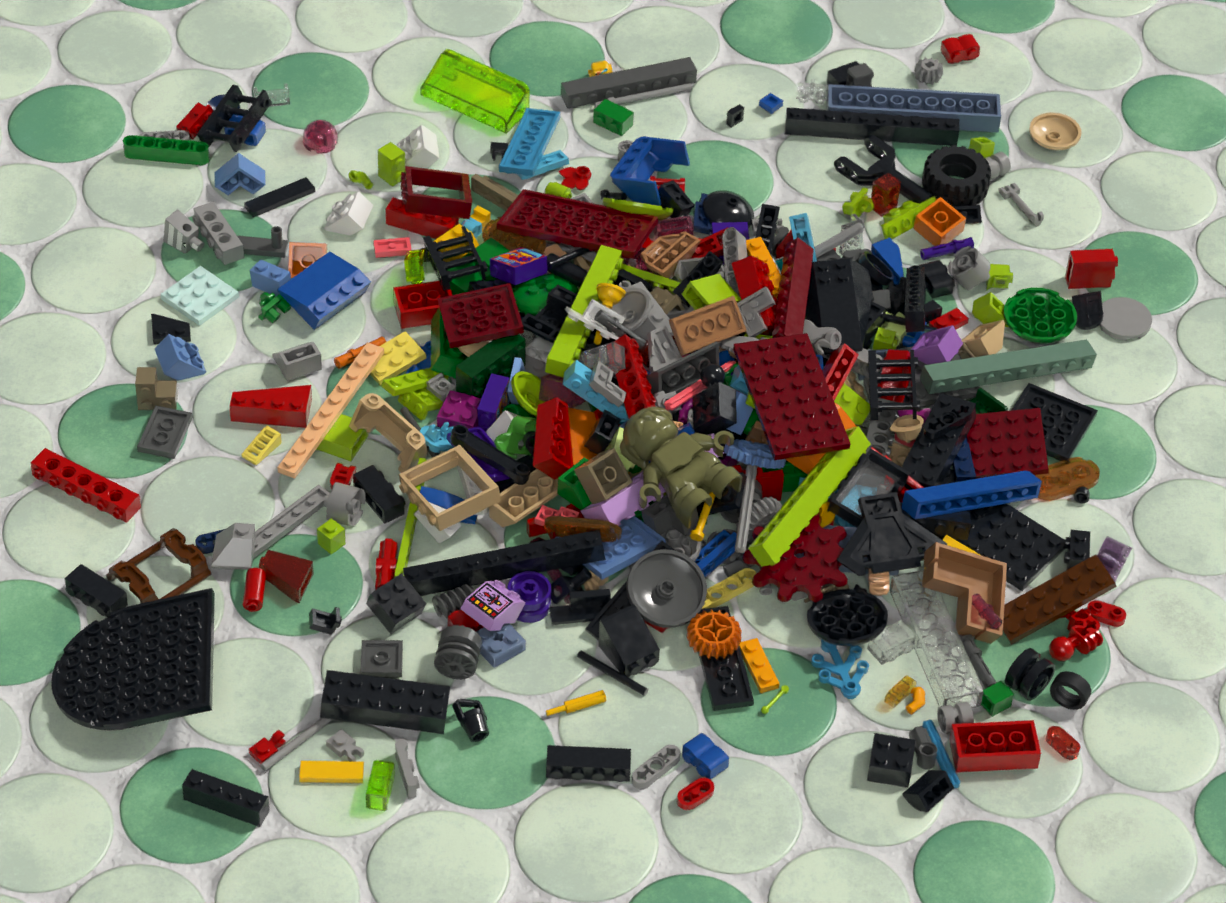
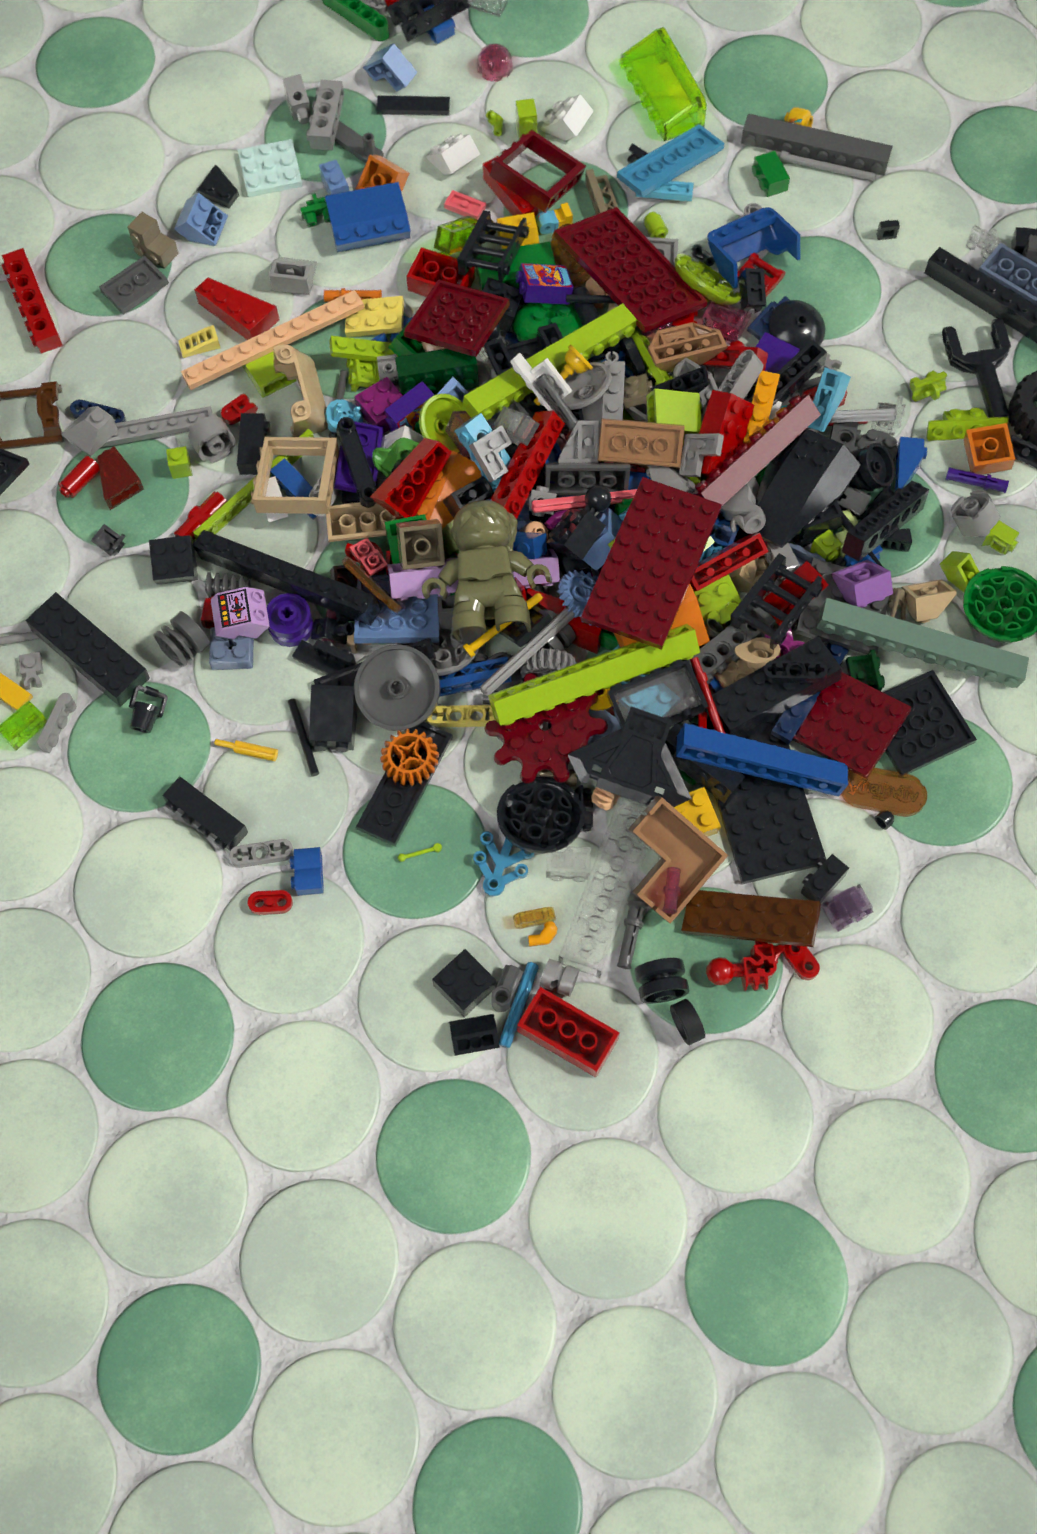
camera: 40 degrees right, 20 degrees up
(382, 658) = (125, 605): dark grey plate -> none
(576, 177) = (686, 218): red plate -> none
(758, 665) = (433, 809): light orange plate -> none
(771, 103) = (935, 233): blue plate -> none
(885, 194) = (959, 390): clear red brick -> none
(937, 279) = (937, 507): black brick -> none
(953, 317) = (912, 559): red plate -> none
(997, 698) = (617, 982): green brick -> none
(1063, 742) = (636, 1067): clear red beam -> none

